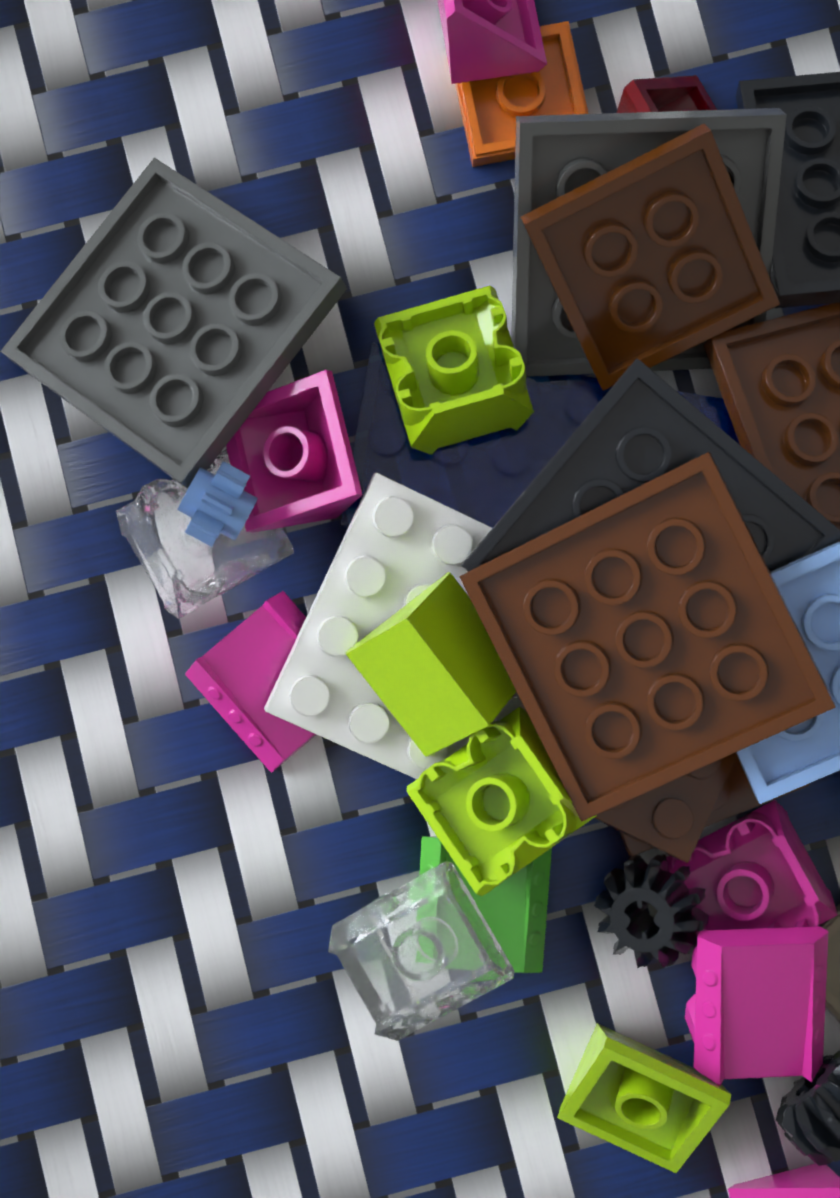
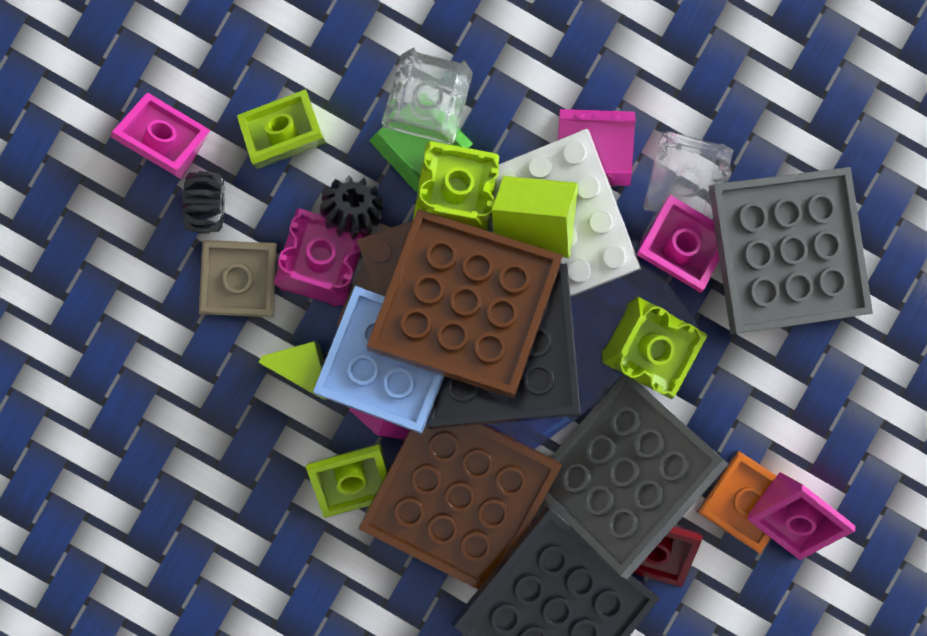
camera: 135 degrees right, 5 degrees up
(217, 504) = (691, 191): medium blue gear -> none
(652, 256) = (616, 466): reddish brown plate -> none
(759, 1002) = (273, 213): dark pink slope -> none

